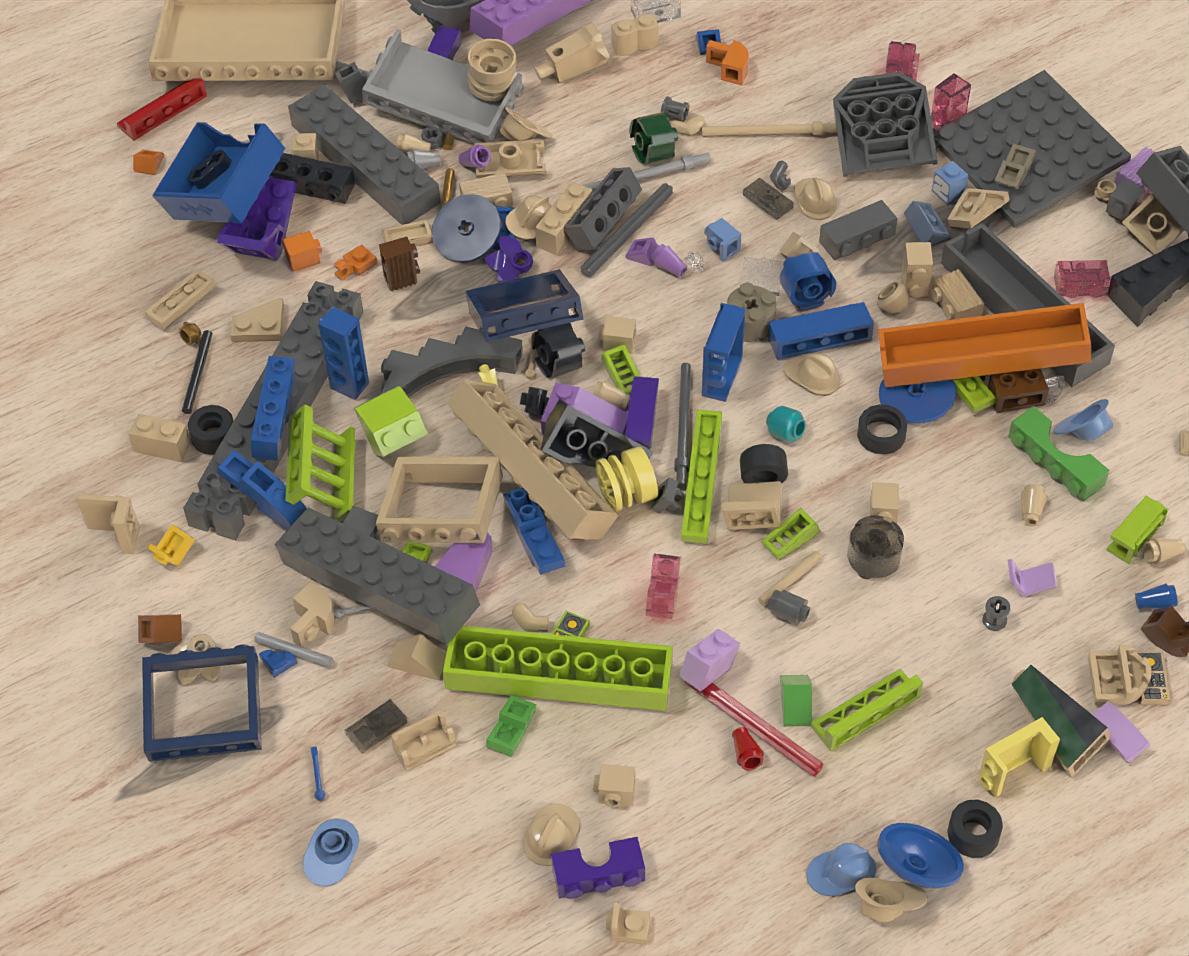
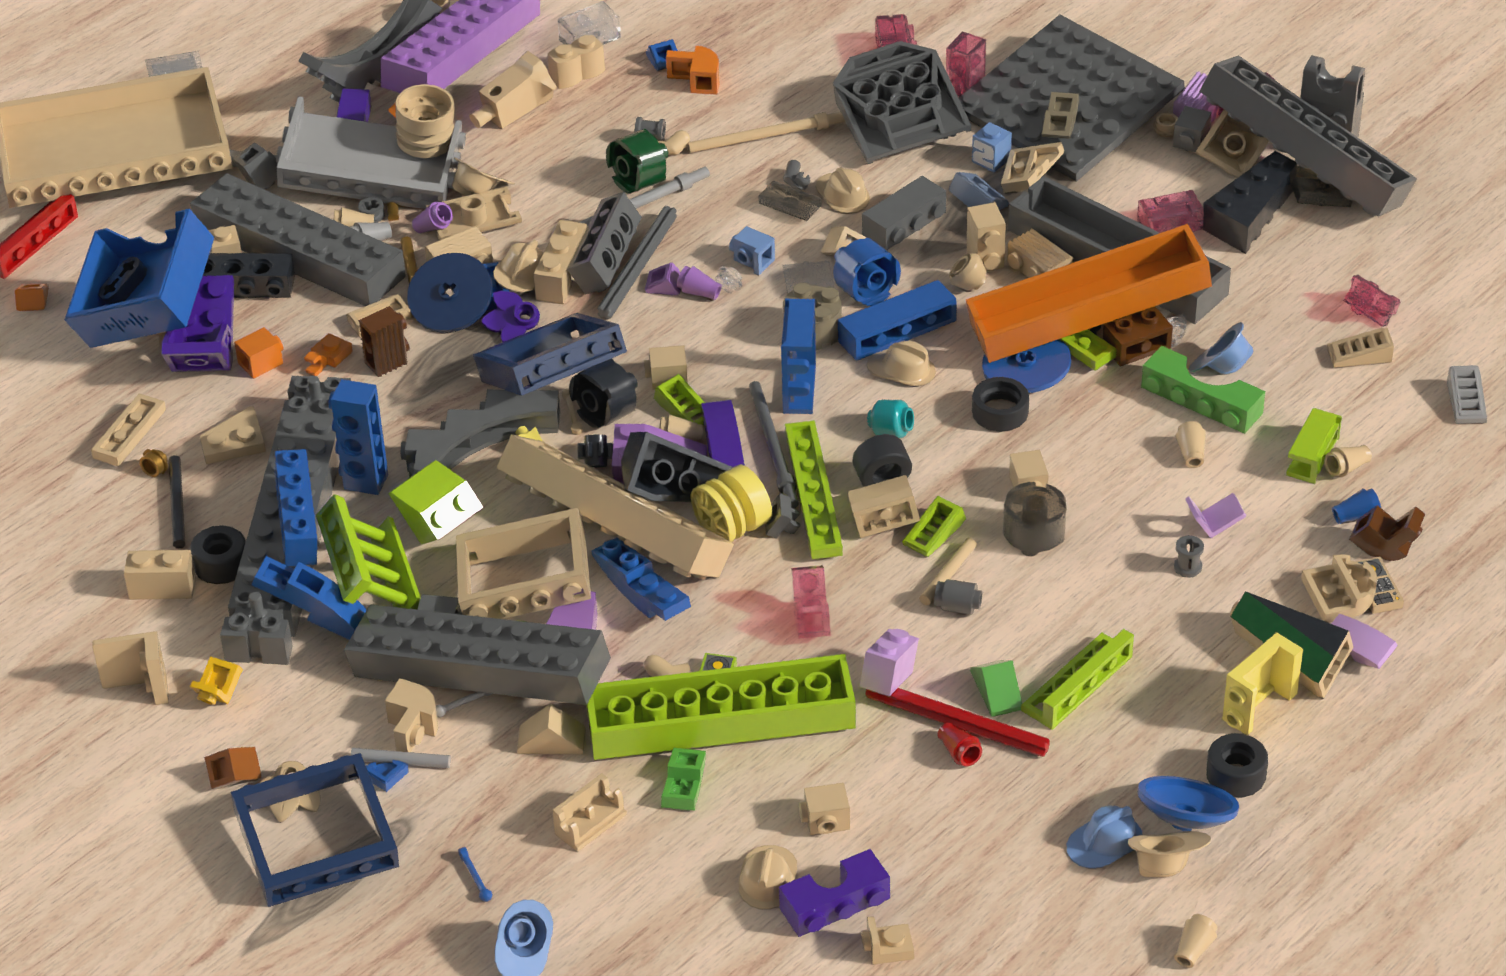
camera: 15 degrees left, 10 degrees down
(376, 726) = (526, 813): clear smoke plate -> none

